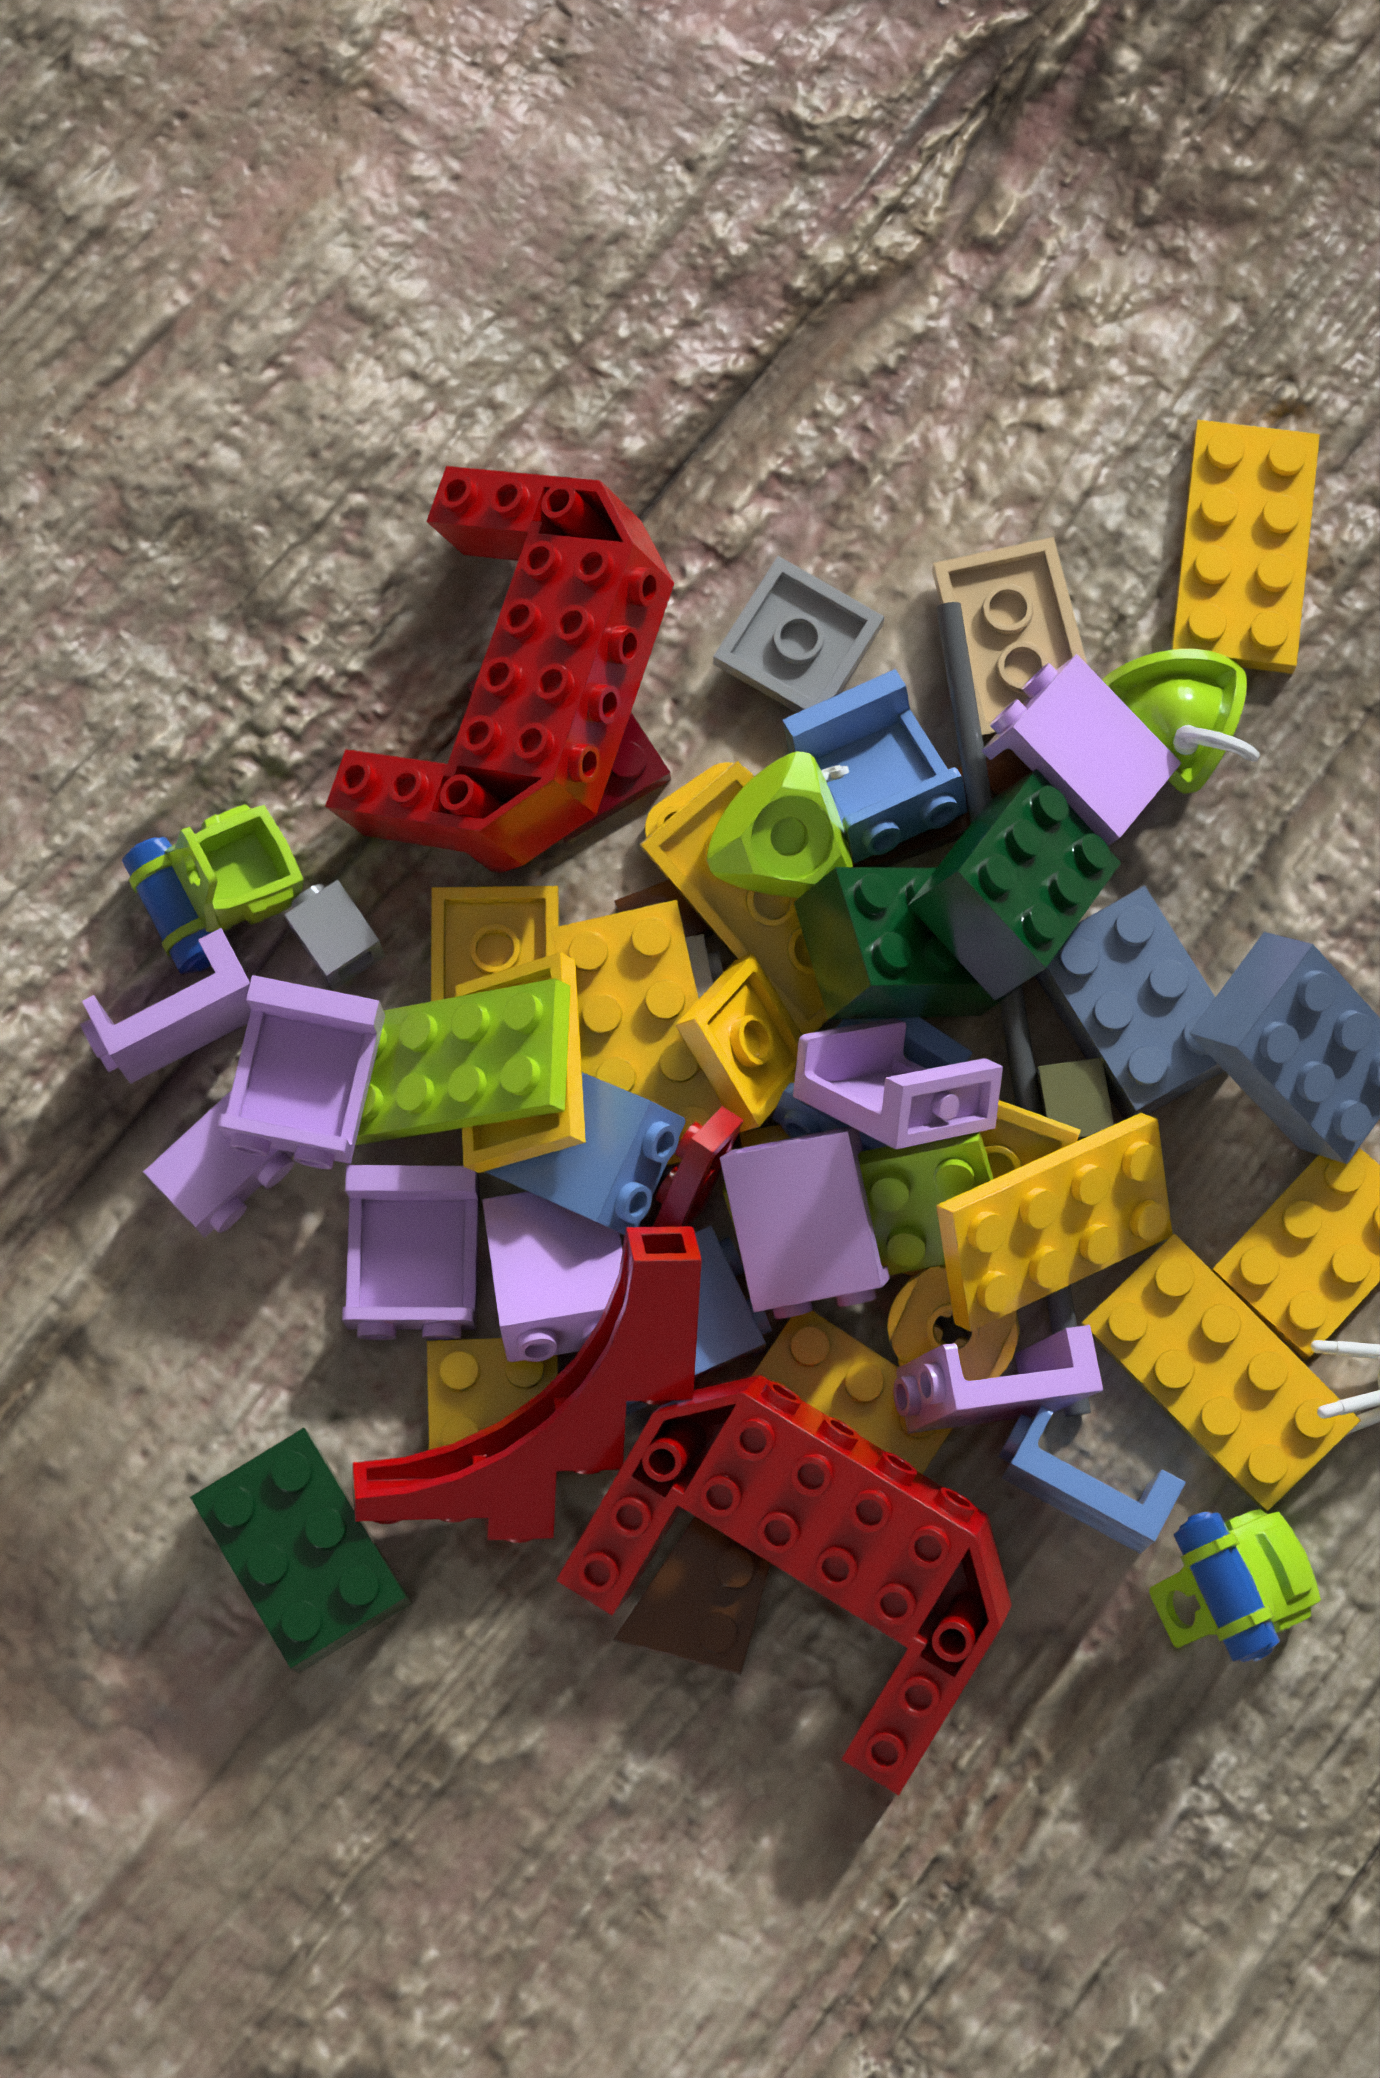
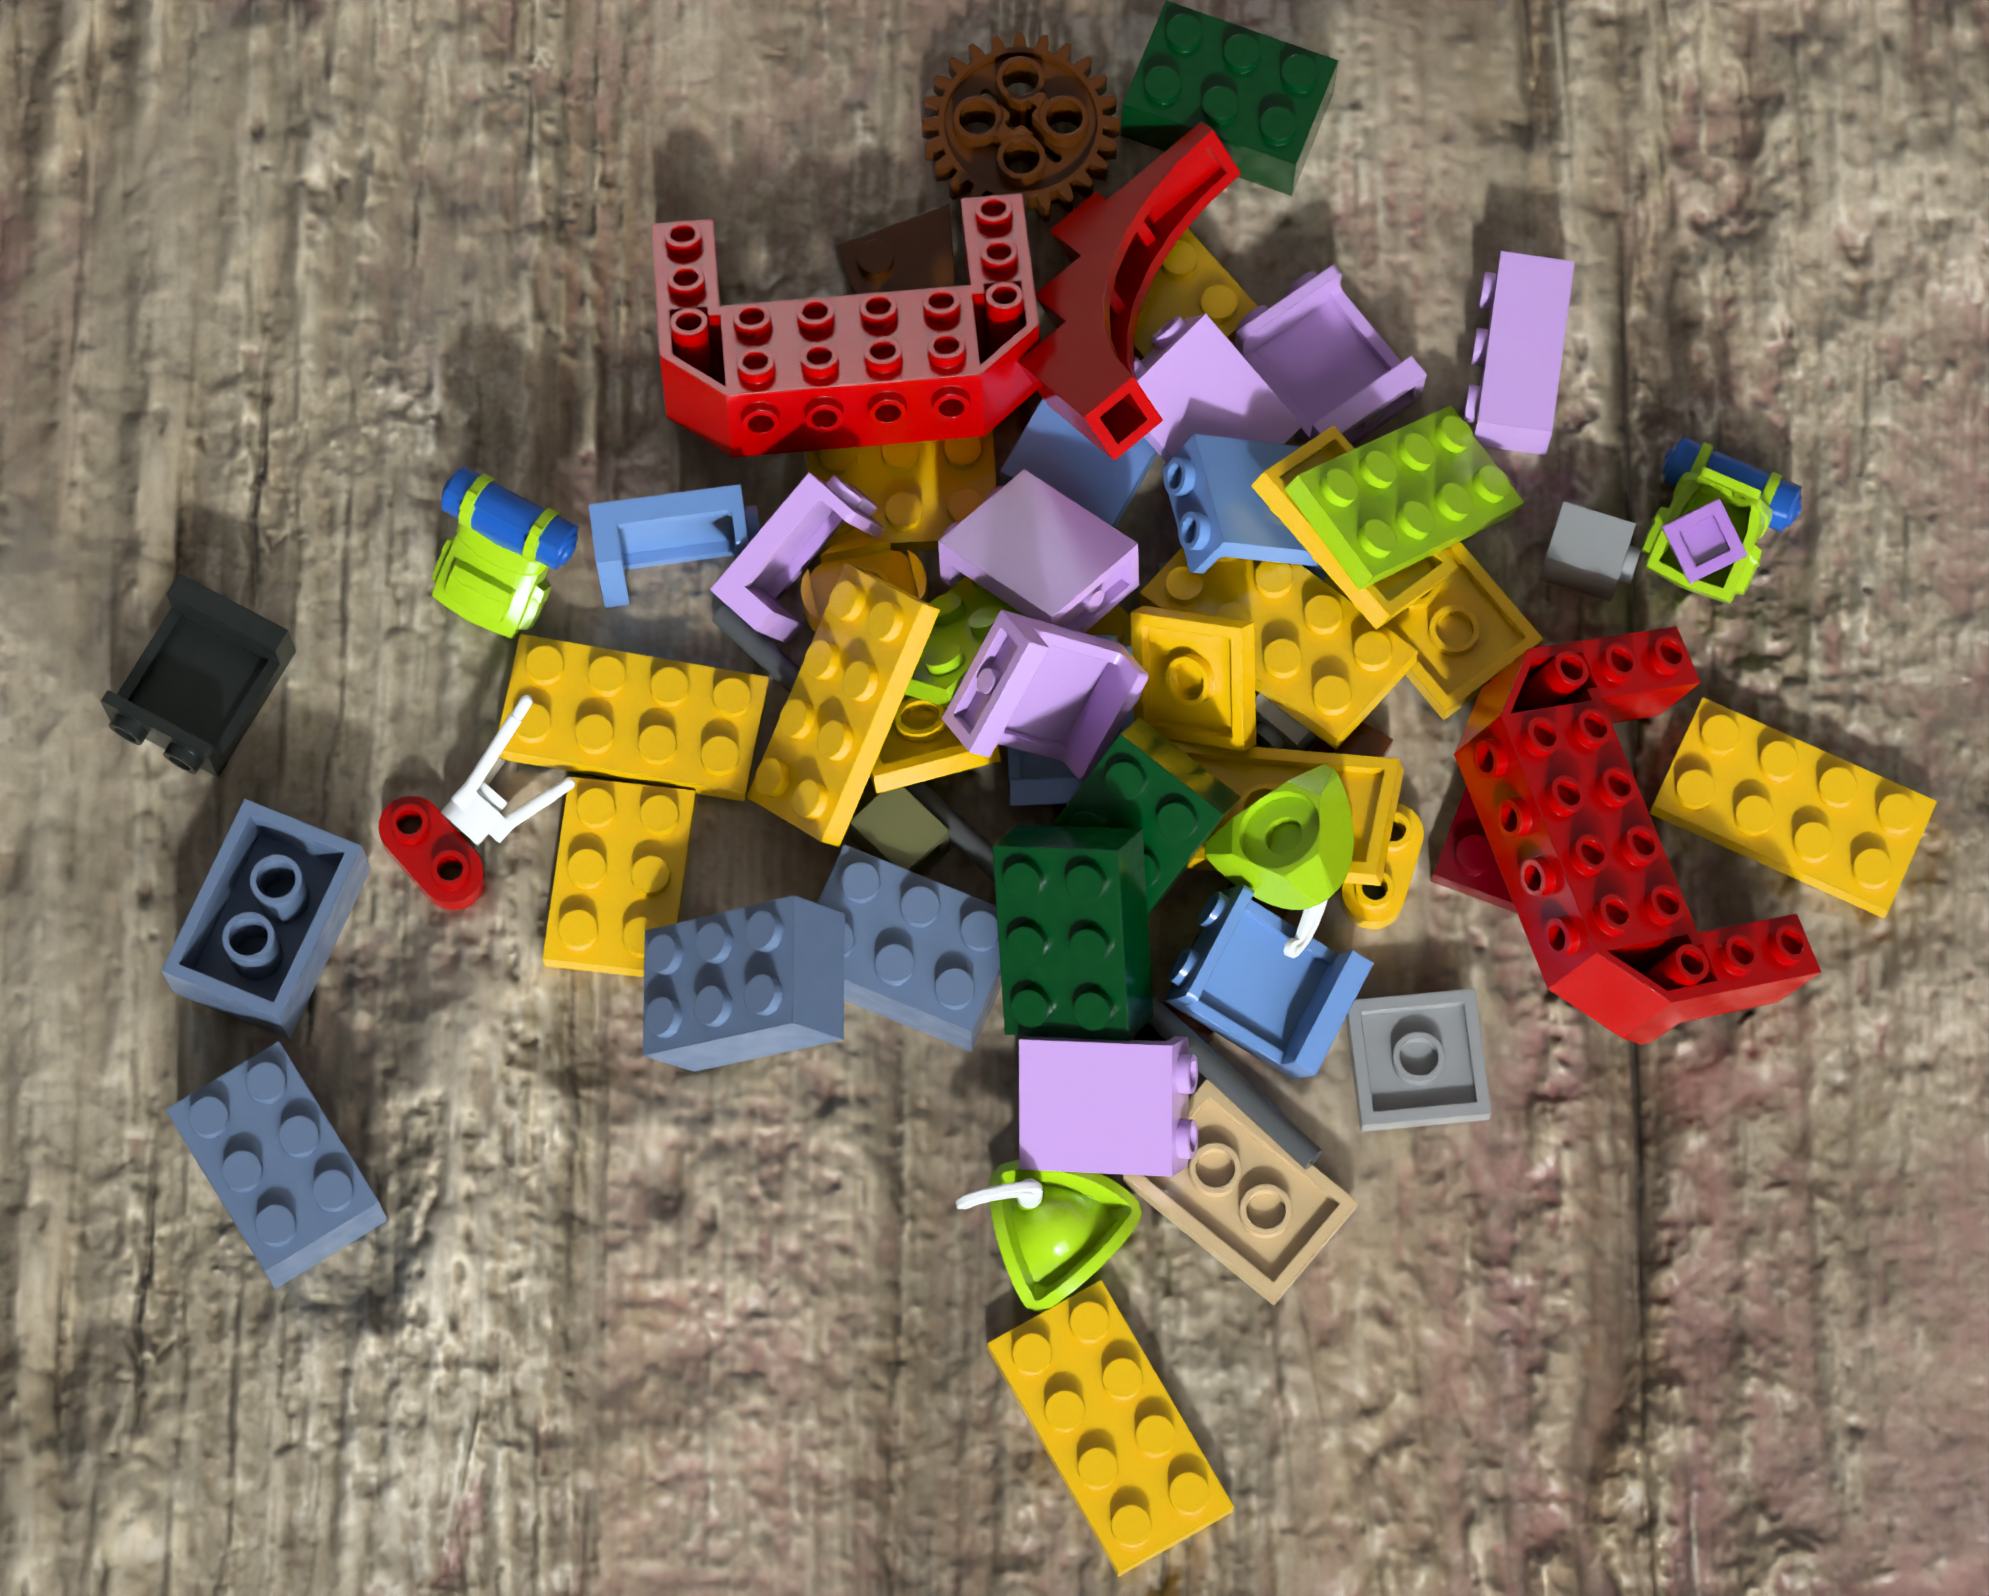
camera: 140 degrees right, 5 degrees down
(176, 1023) = (1634, 441): lavender panel -> none
(248, 850) = (1704, 540): none -> plate
(302, 1072) = (1513, 403): lavender panel -> none
(346, 628) = (1793, 807): none -> yellow plate
(440, 1672) = (1059, 94): none -> reddish brown gear
(690, 1186) = (1156, 542): red plate -> none

